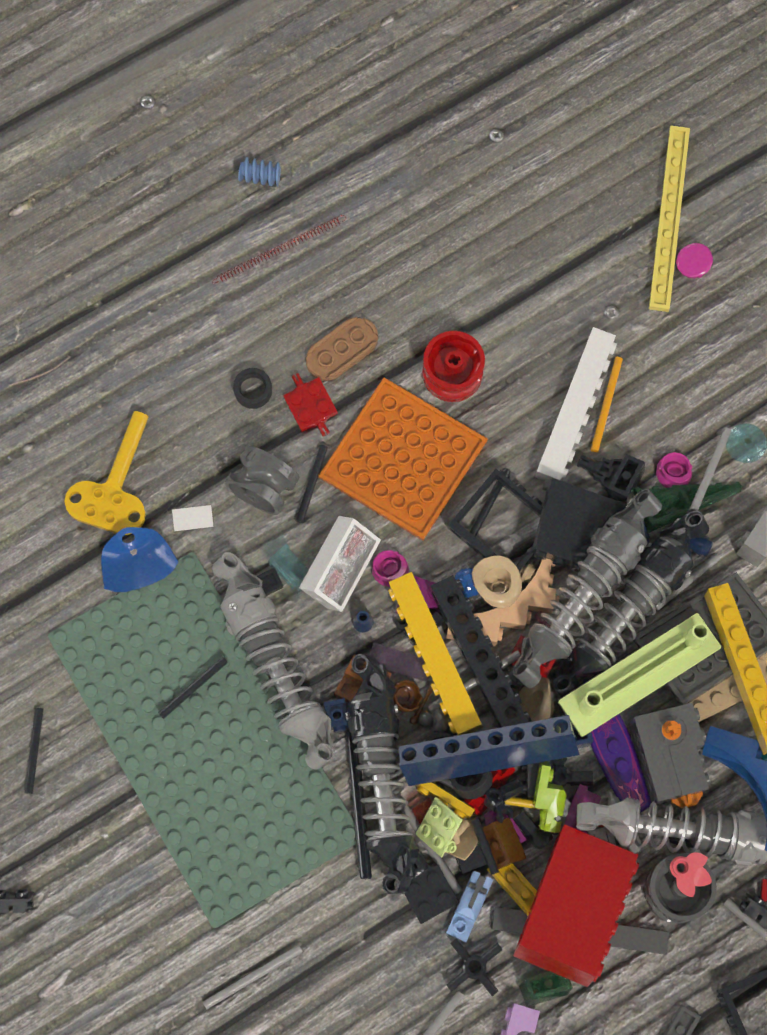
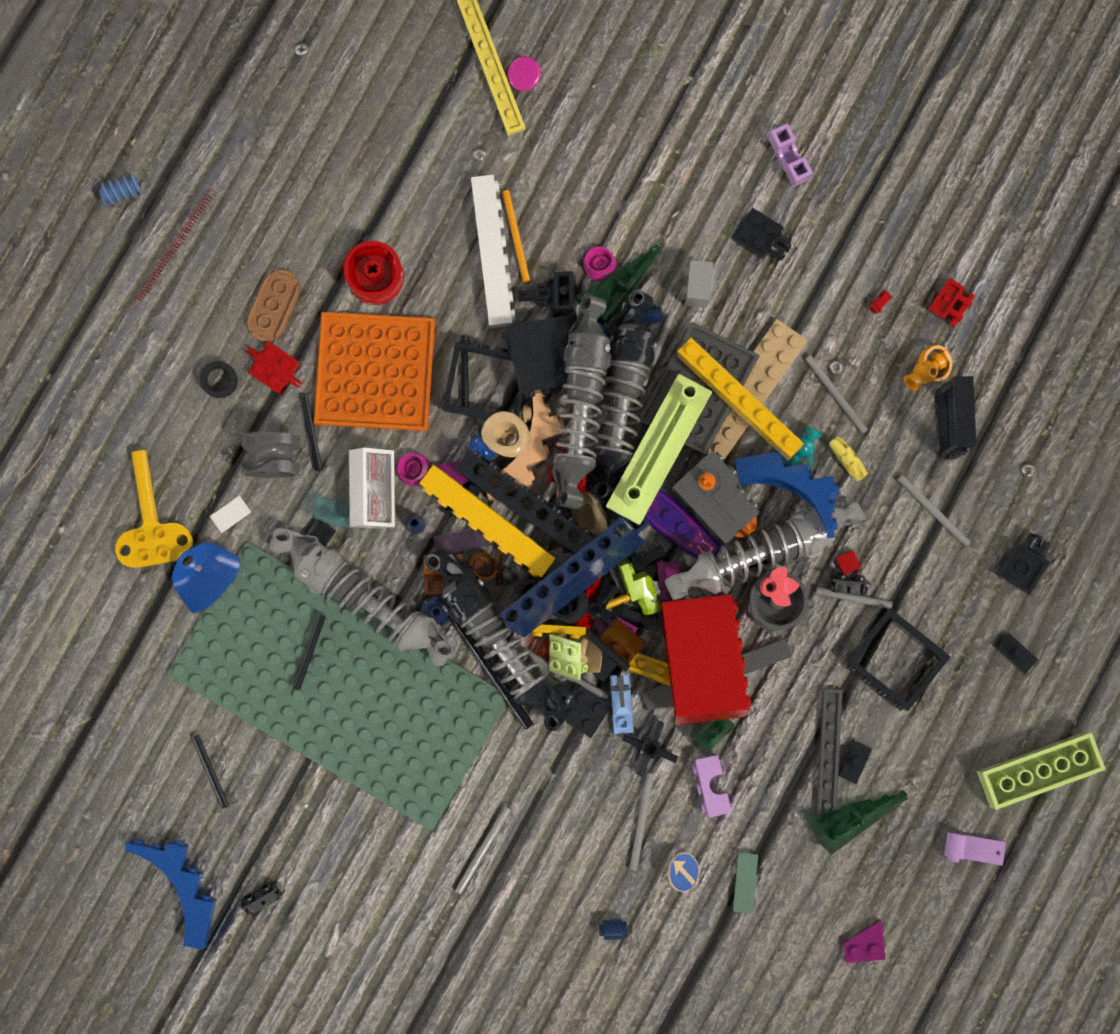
camera: 30 degrees left, 10 degrees up
(710, 469) = (628, 247): light grey piece -> none
(746, 452) = (641, 216): clear light blue dish -> none

